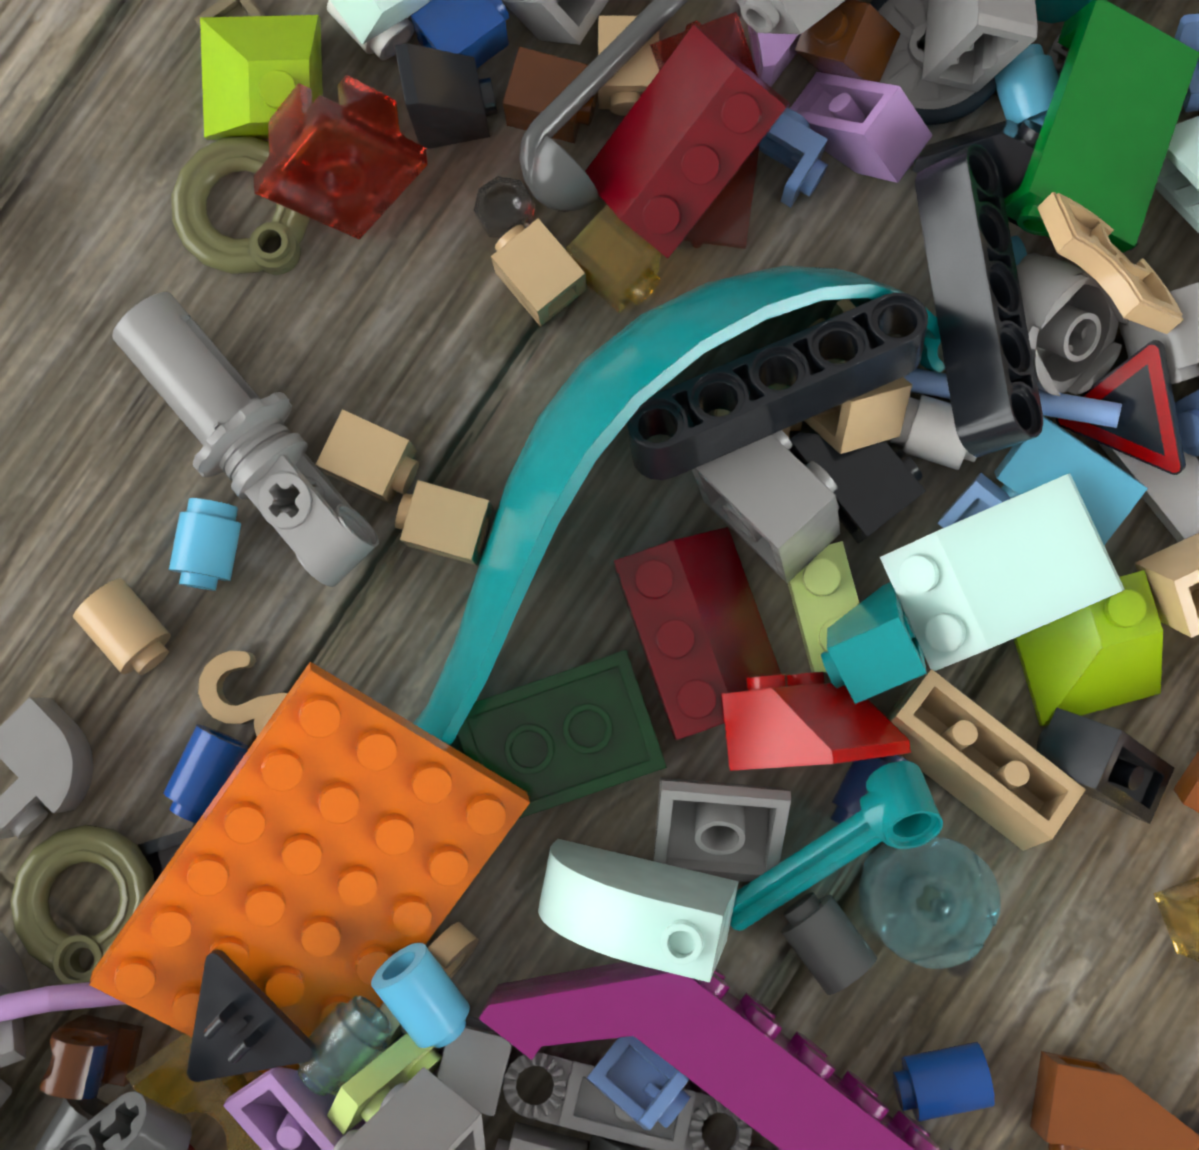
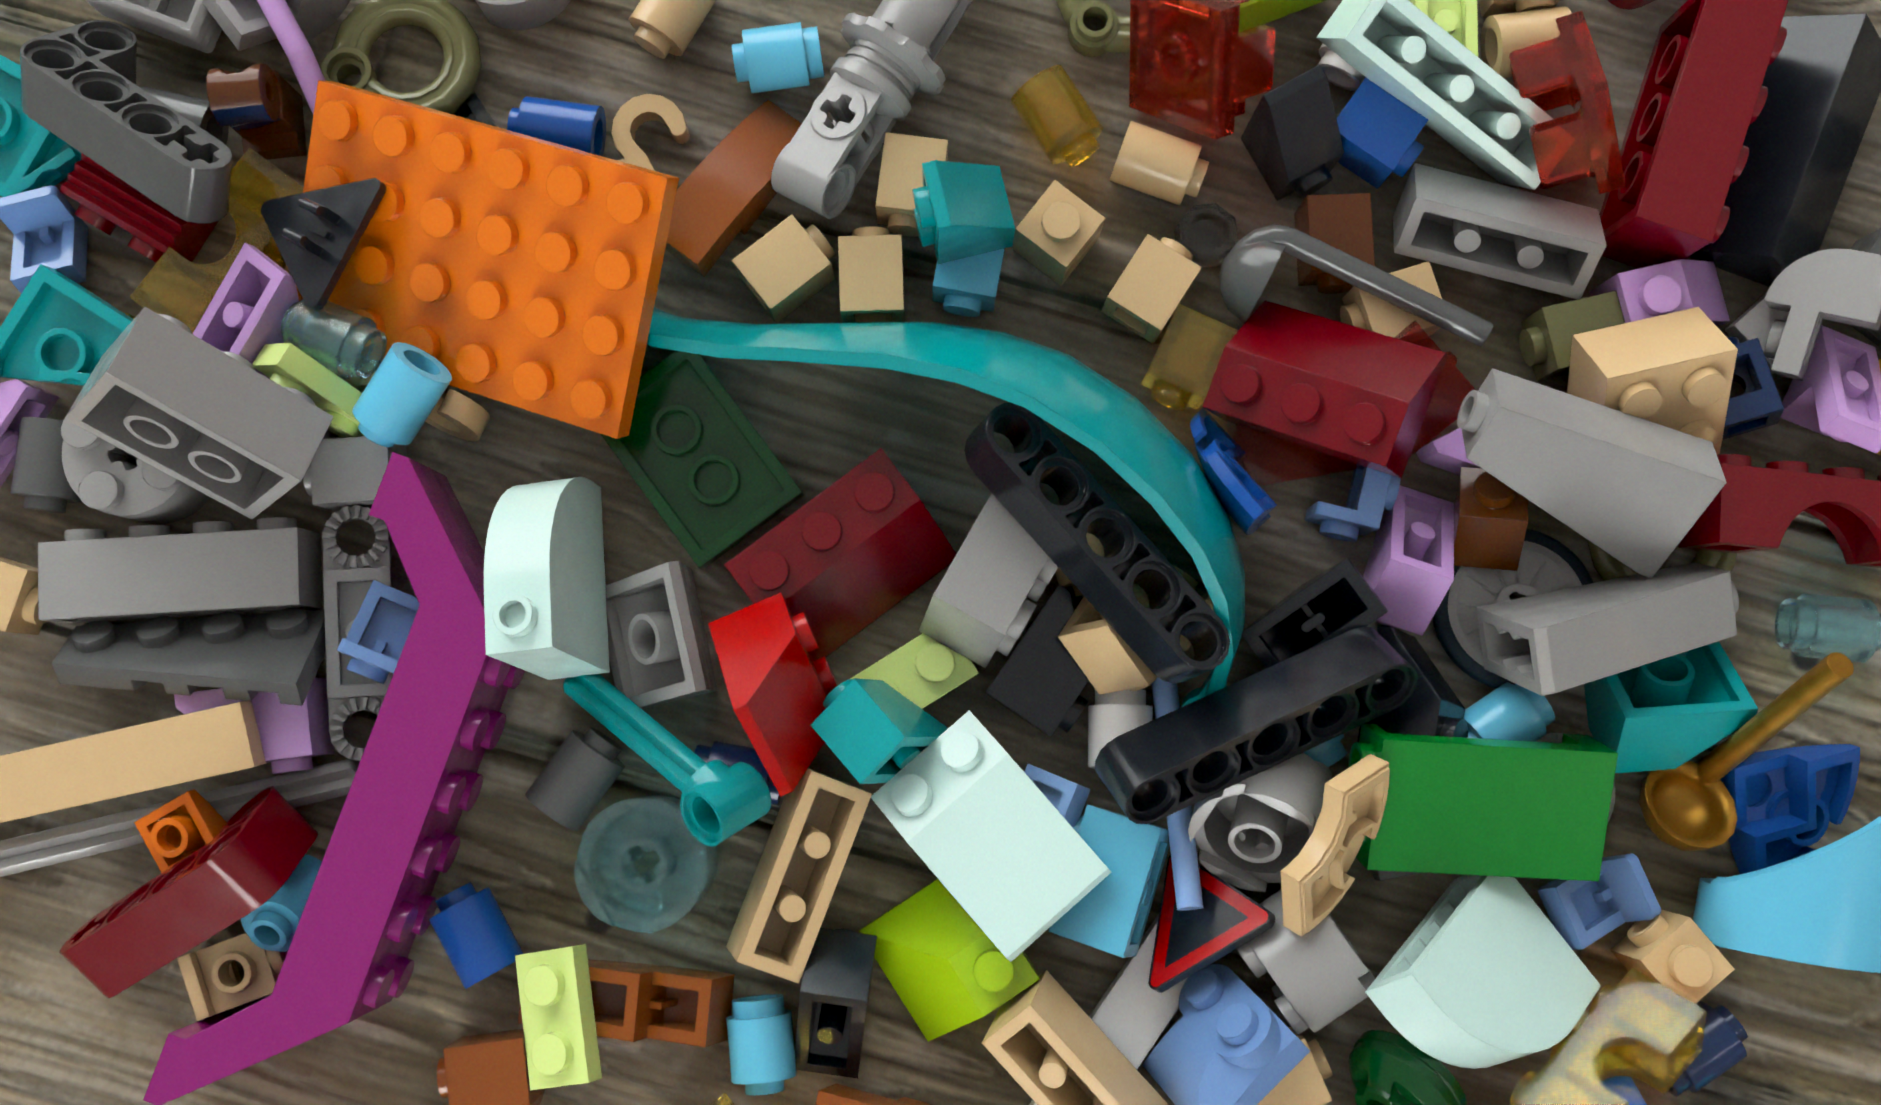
camera: 65 degrees right, 0 degrees up
(312, 619) = (728, 188): none -> dark orange slope
(350, 304) = (1058, 116): none -> clear yellow brick
(408, 598) = (786, 267): none -> tan brick
(421, 412) = (962, 210): none -> teal slope
(425, 228) = (1159, 164): none -> tan brick
(460, 338) = (1057, 232): none -> tan brick
(462, 428) = (968, 283): none -> medium azure brick
(751, 253) = (1233, 485): none -> blue brick
(887, 222) = (1314, 614): none -> black slope
(1045, 958) = (659, 1002): none -> dark orange slope
(1047, 1025) = (558, 1017): none -> yellowish green plate
(1121, 845) = (761, 1044): none -> medium azure brick

